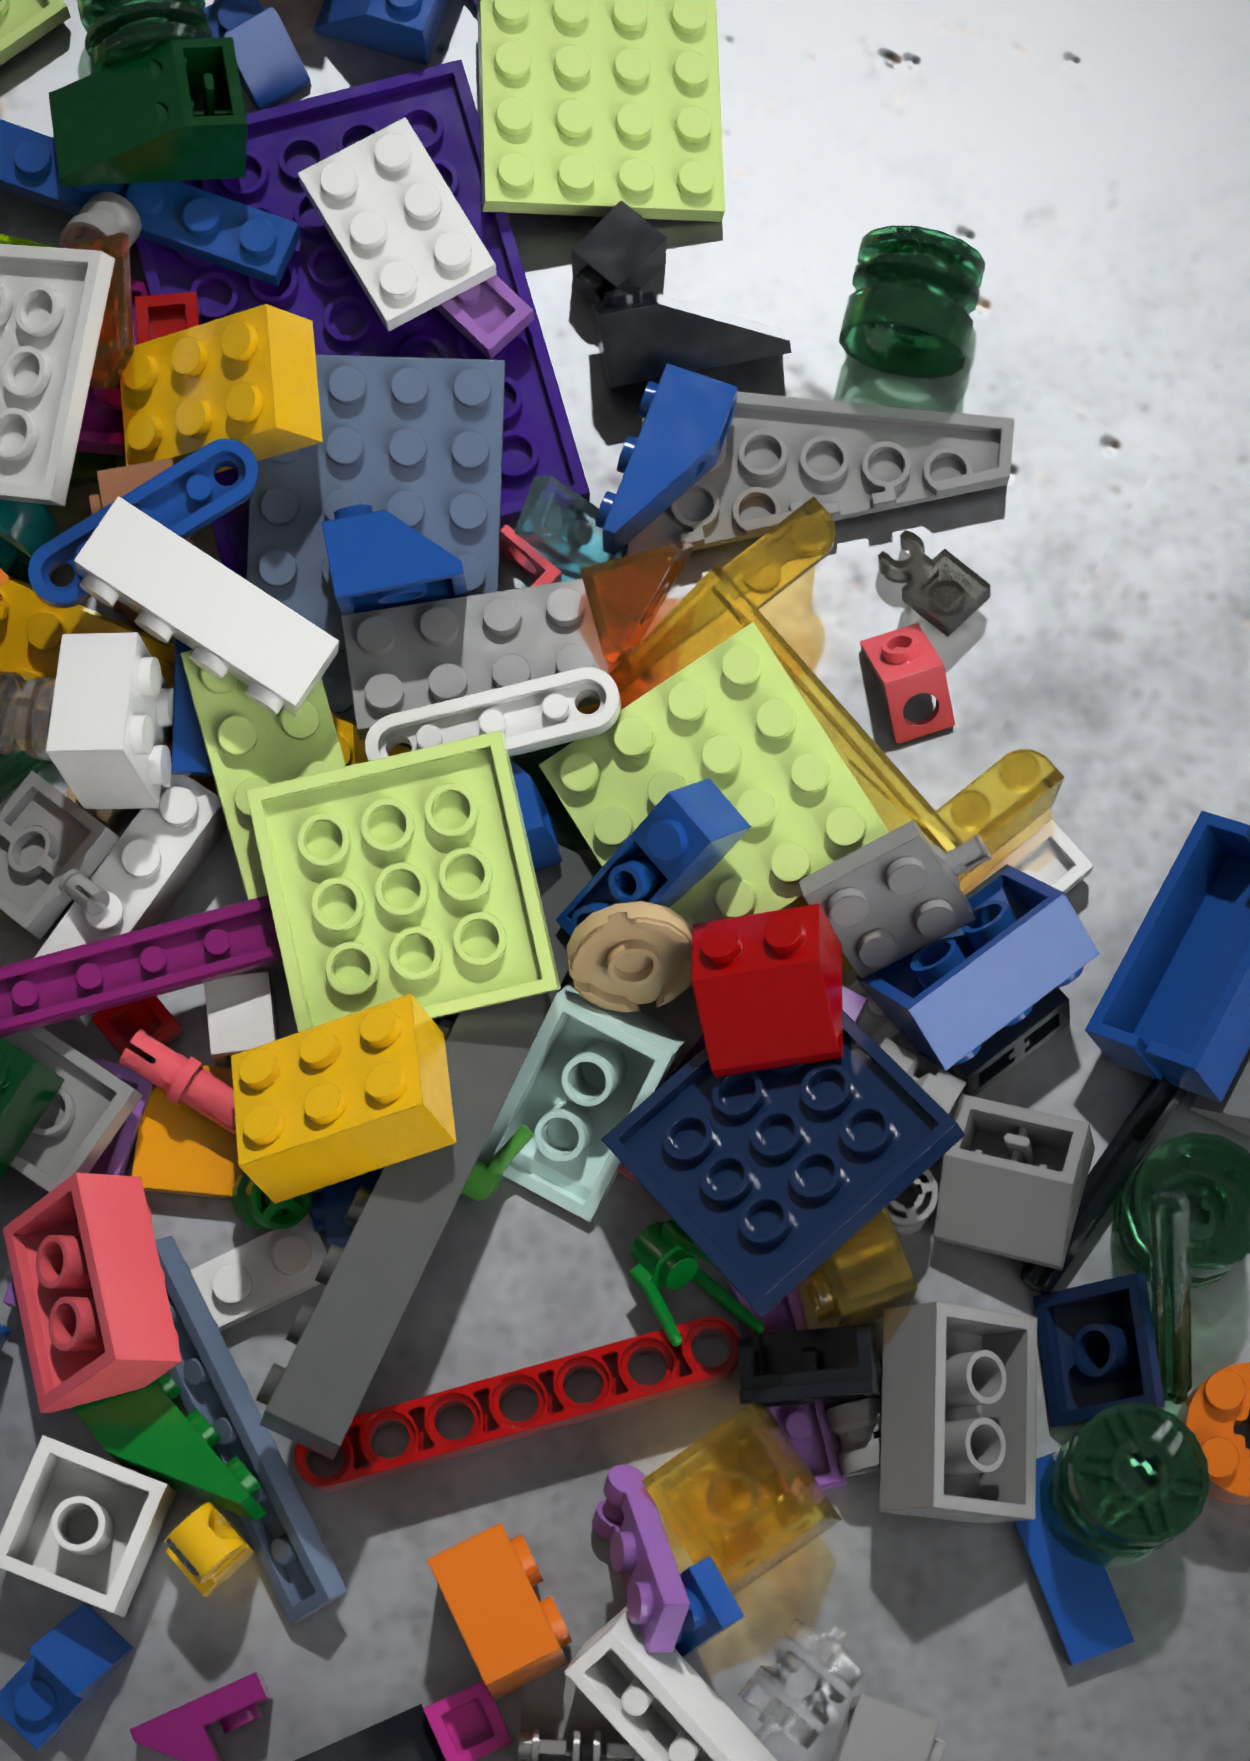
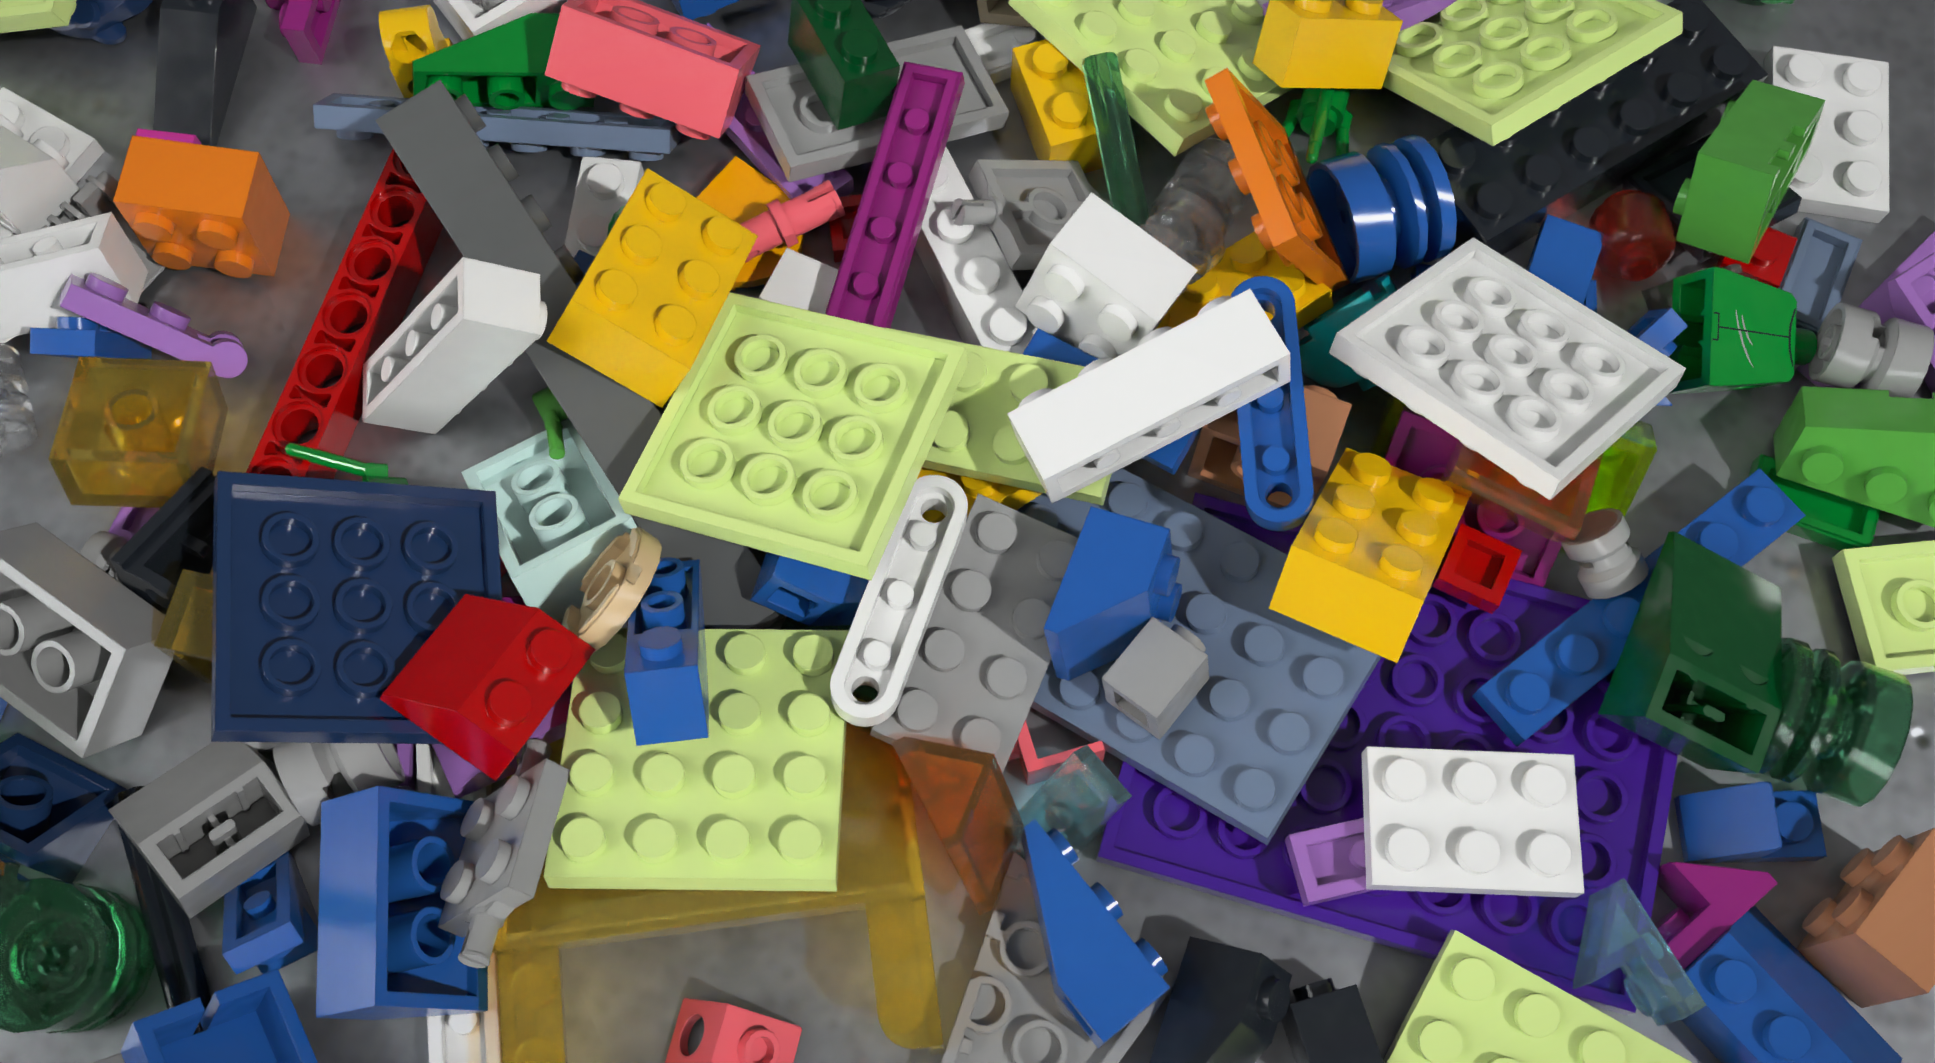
camera: 120 degrees right, 5 degrees down
(347, 42) = (1706, 902): none -> magenta slope
(422, 79) = (1624, 936): none -> clear light blue slope
(430, 498) = (1157, 676): none -> light grey brick
(509, 1238) = (452, 346): none -> white brick
(1059, 1073) = (269, 919): none -> blue slope

